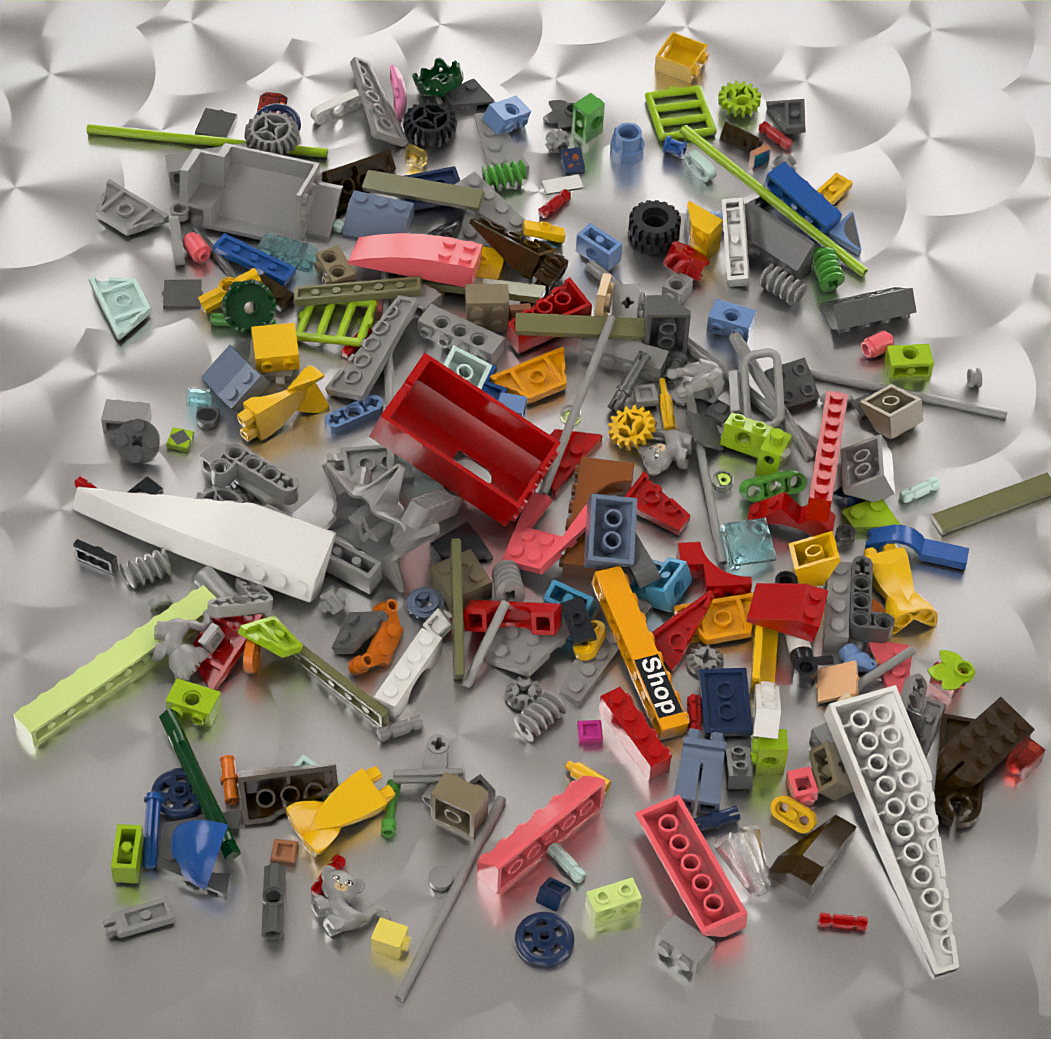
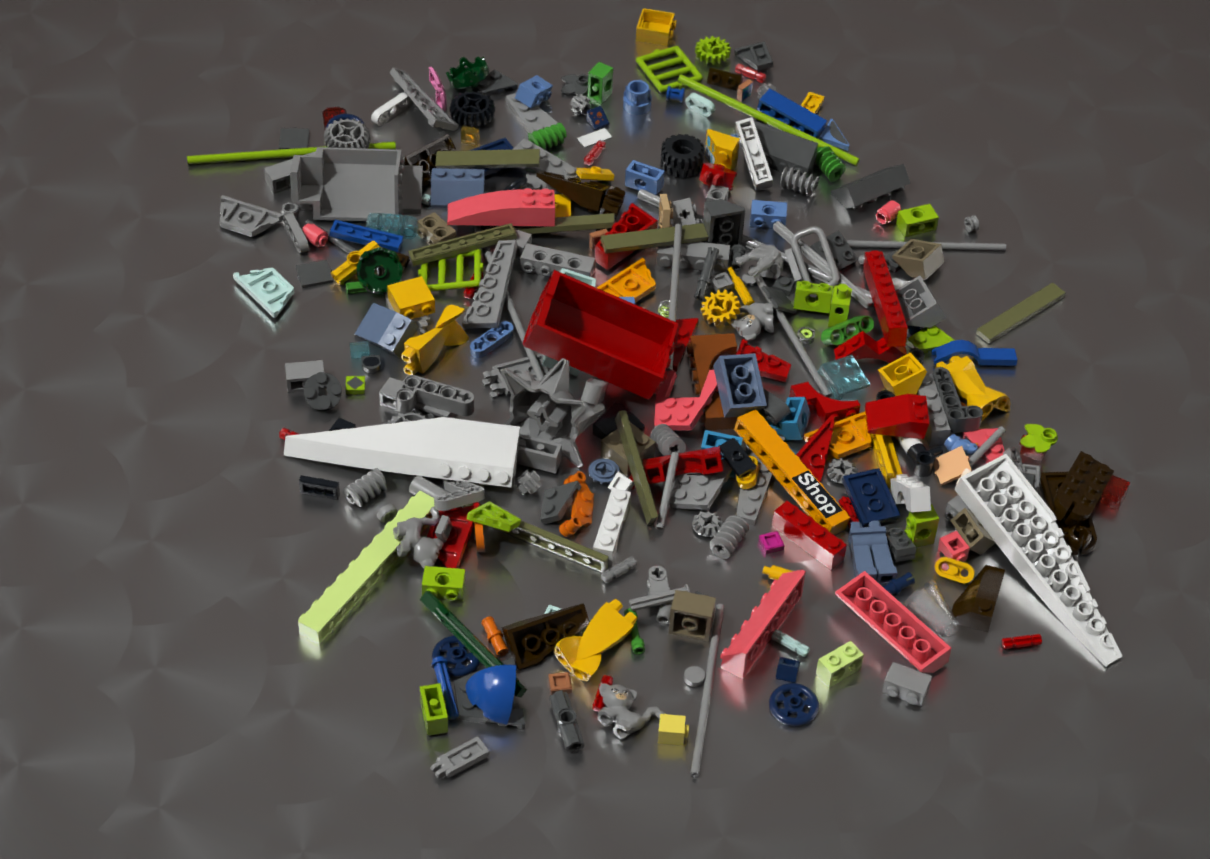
camera: 15 degrees left, 5 degrees down
(487, 305) = (573, 235): dark tan brick -> none
(919, 490) = (960, 313): light aqua axle -> none

